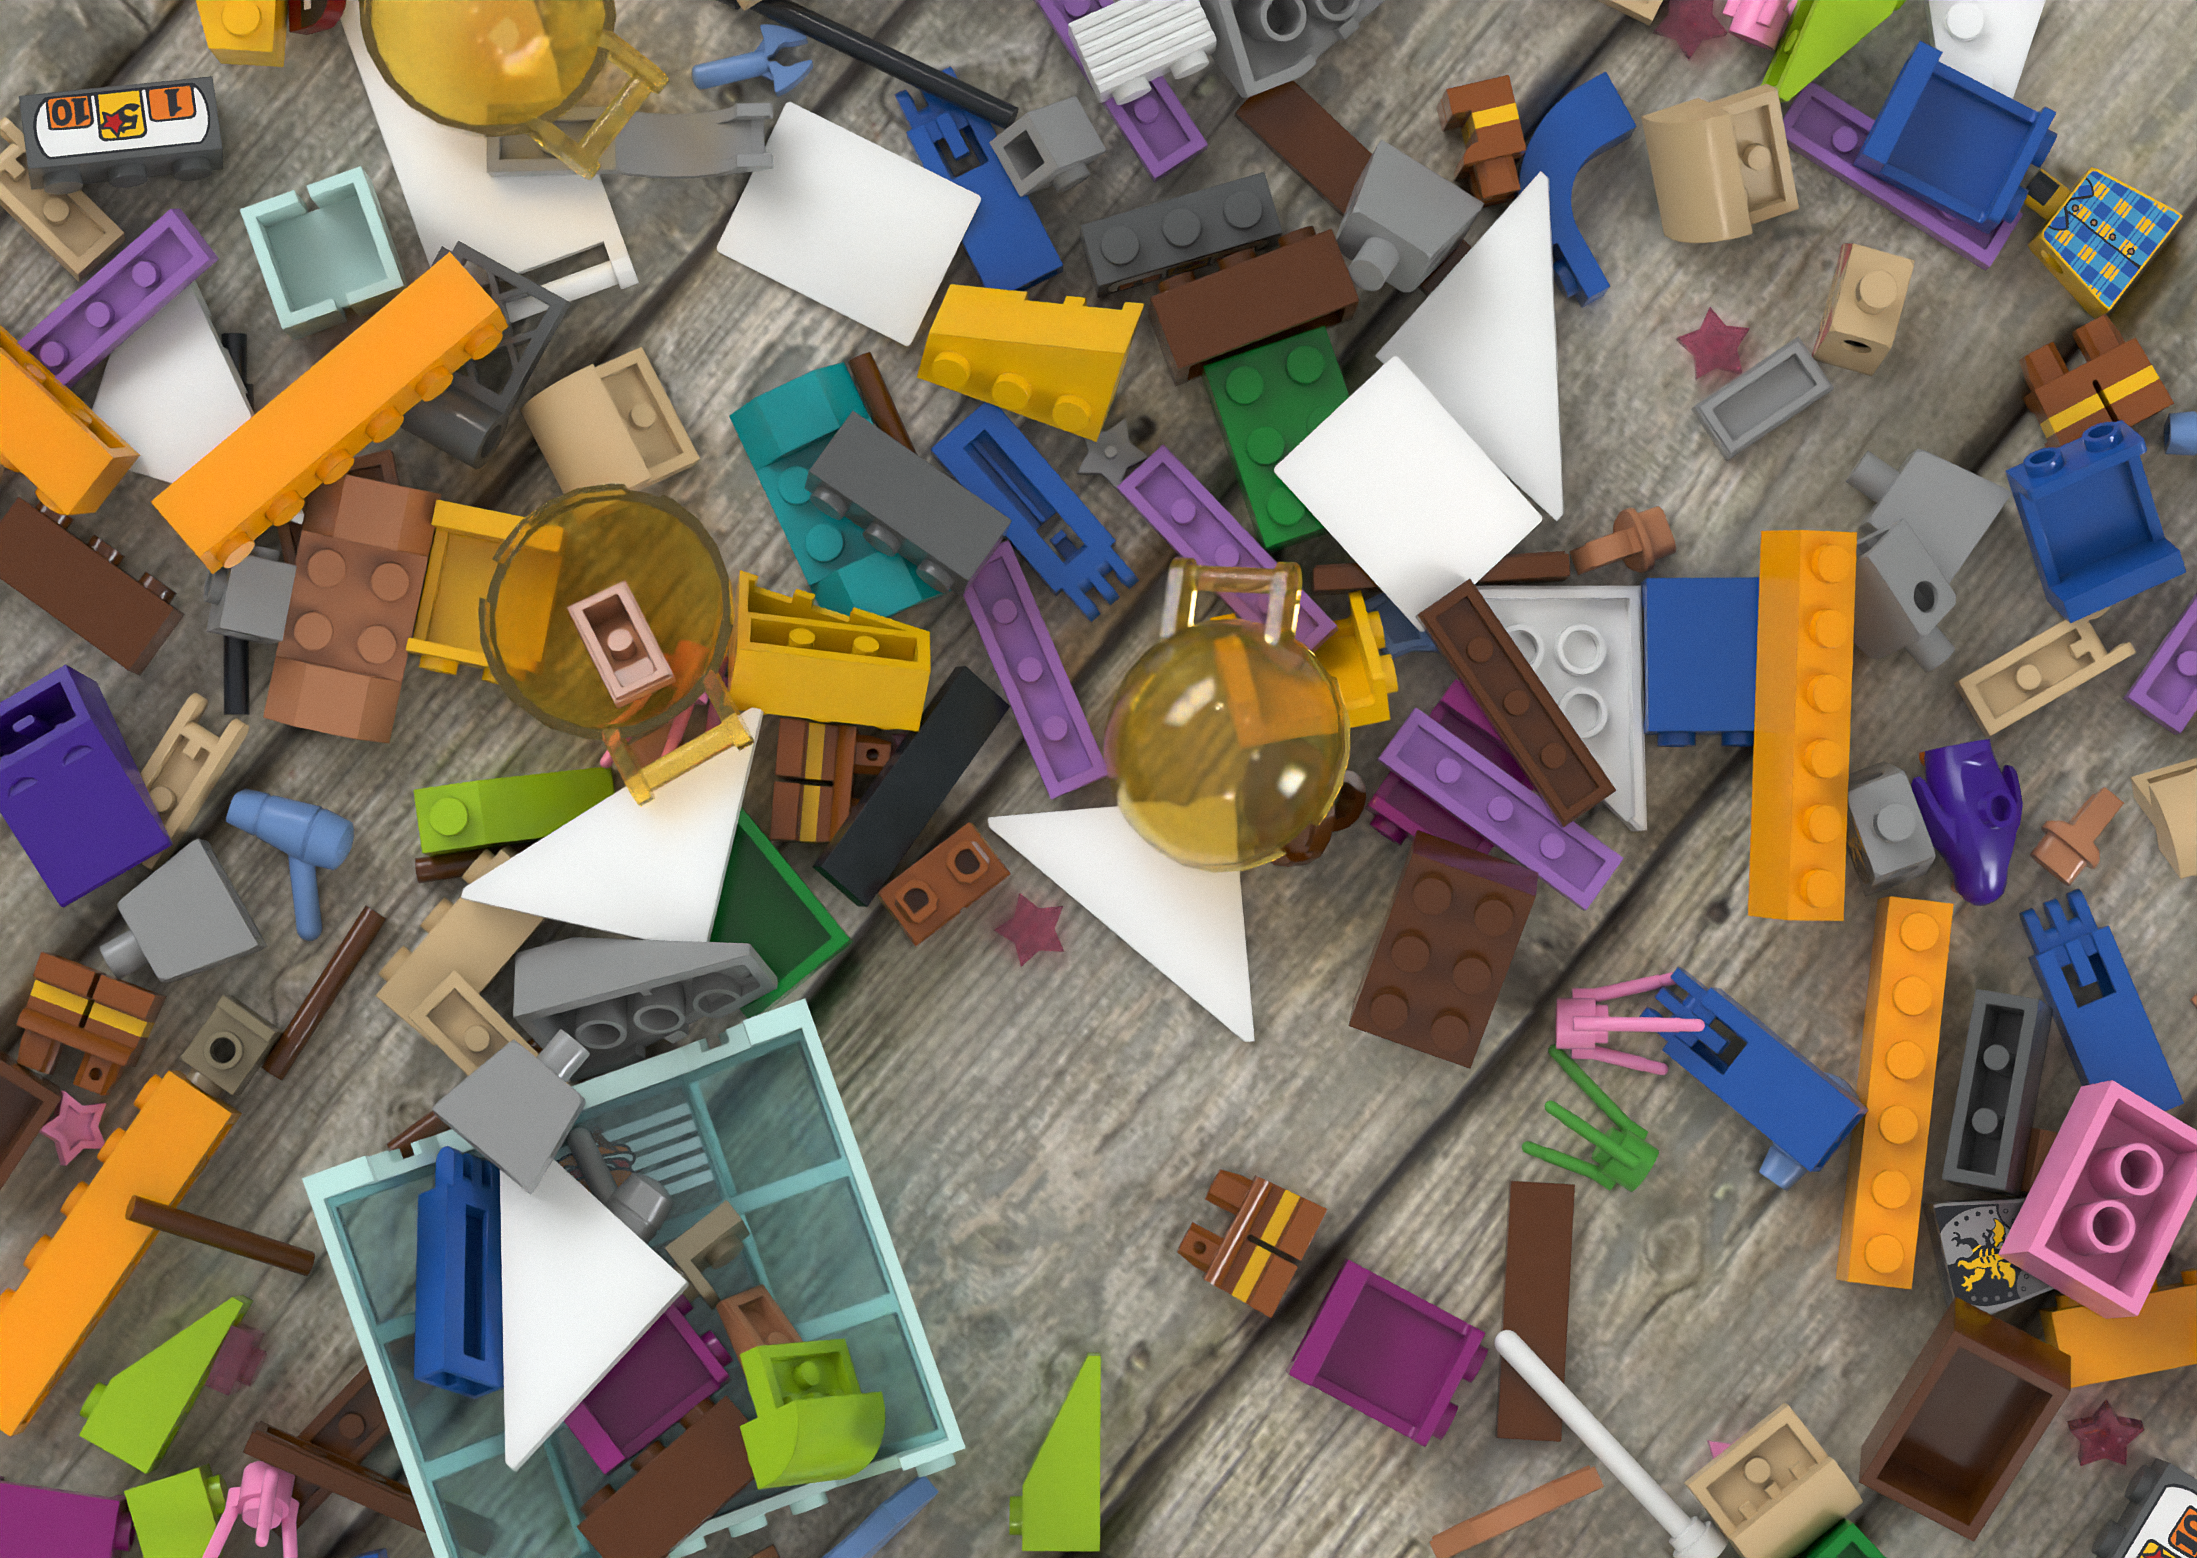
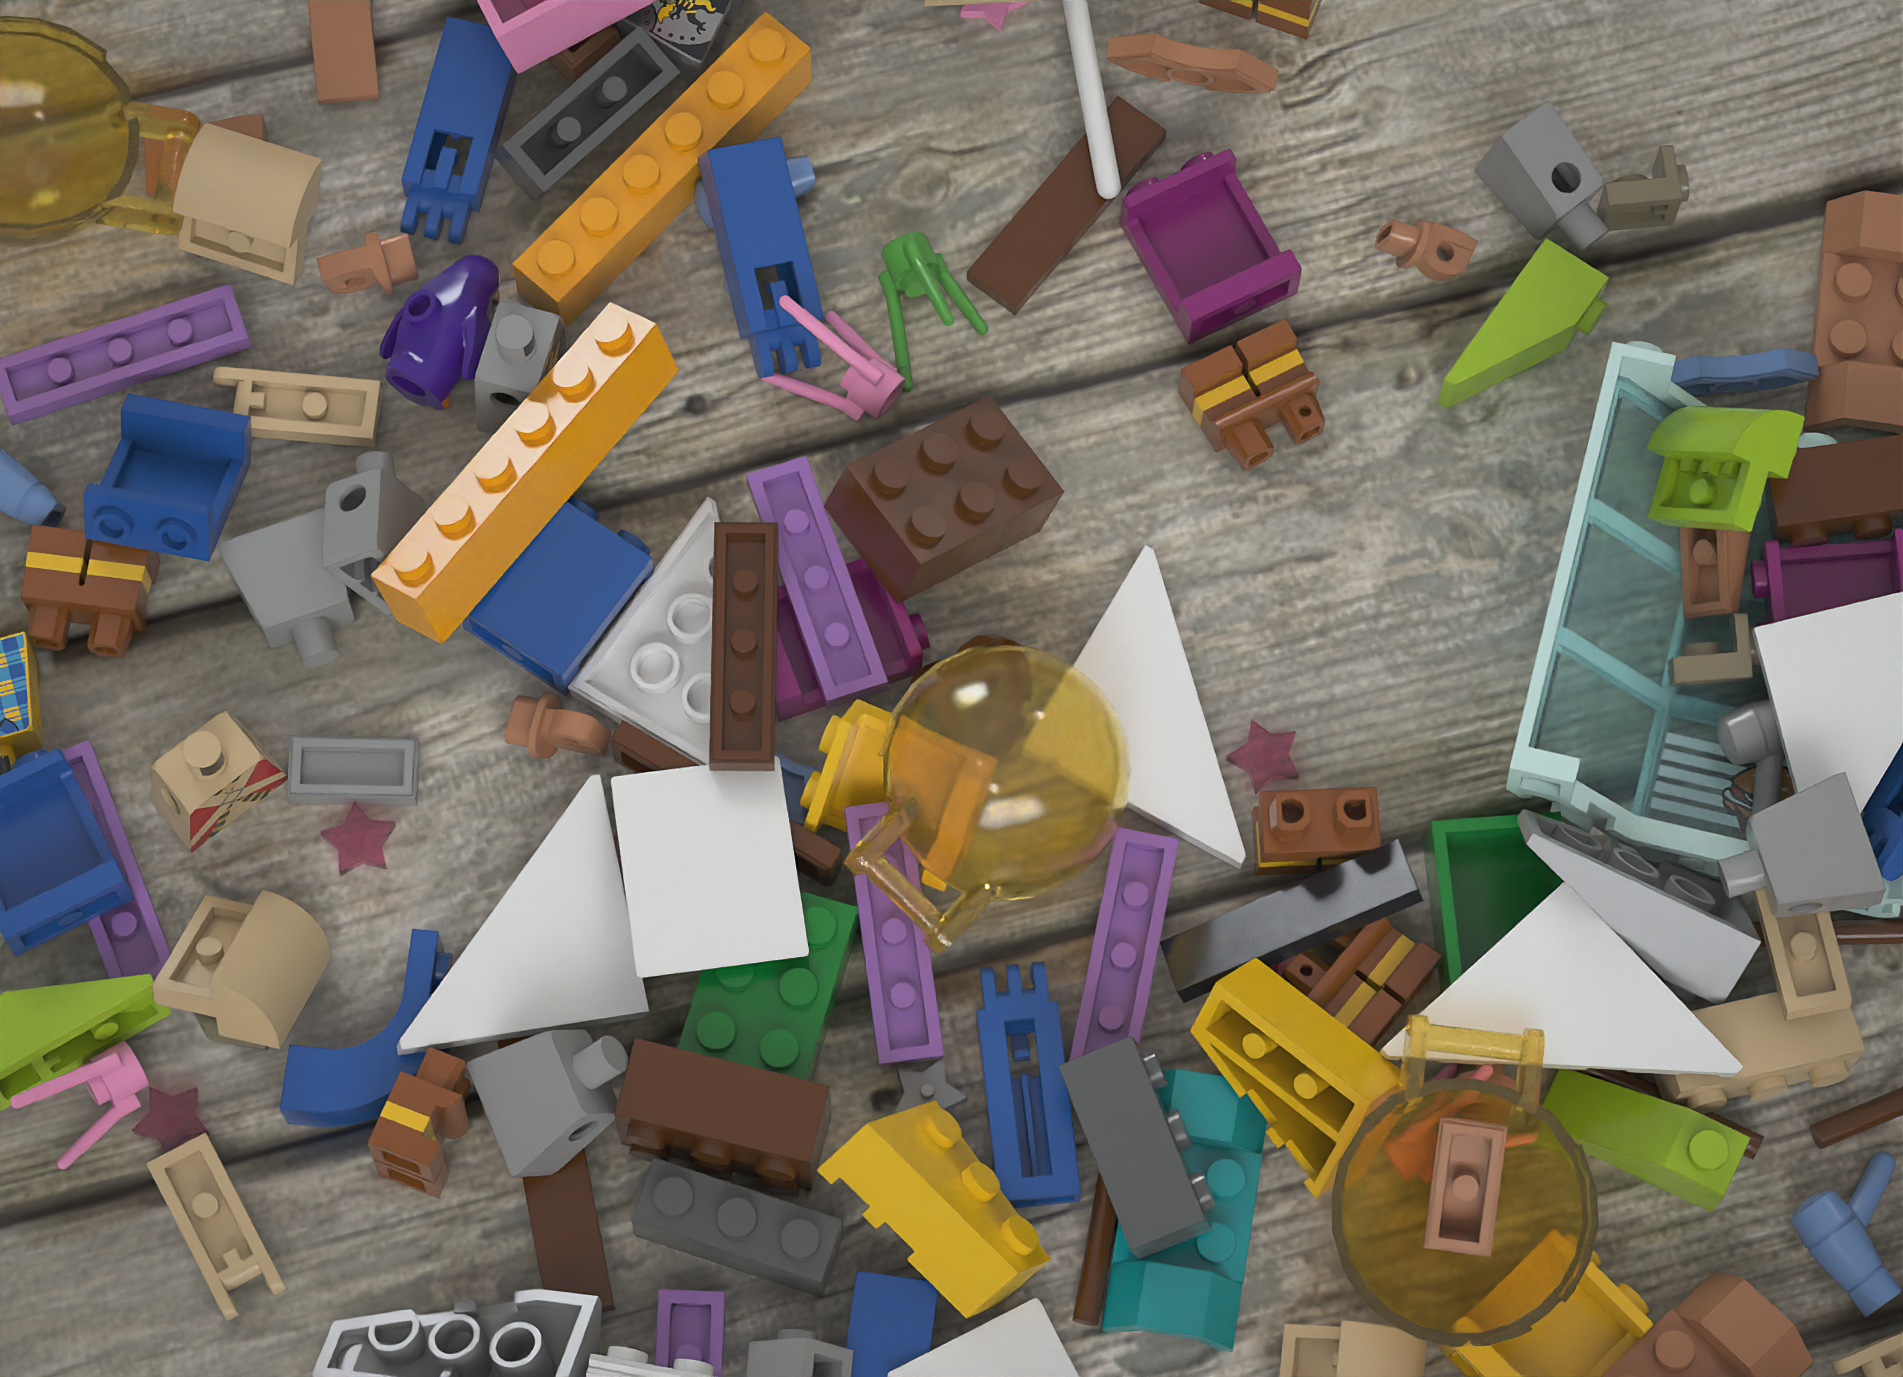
camera: 140 degrees left, 15 degrees down
(1208, 1483) = (1418, 247): none -> nougat piece

